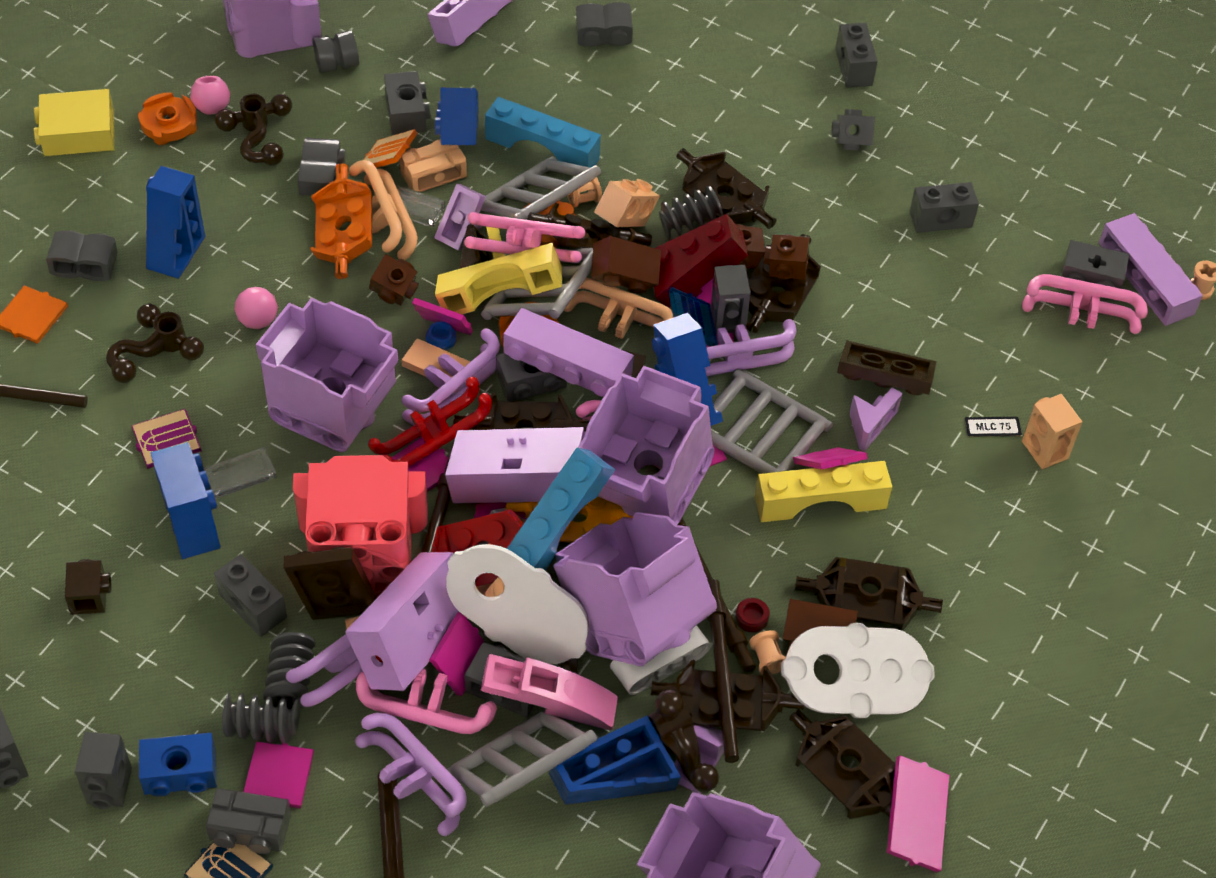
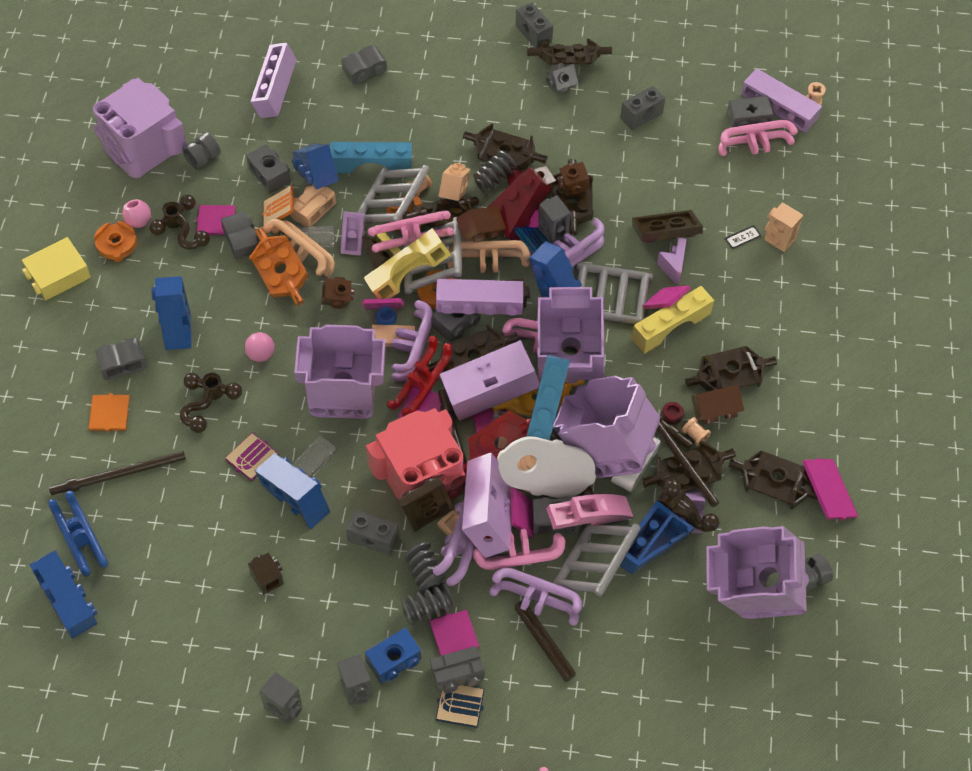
camera: 25 degrees left, 5 degrees up
(293, 136) = (210, 218): none -> dark pink piece
(878, 674) = (766, 416): white piece -> none
(882, 107) = (573, 54): none -> dark brown plate

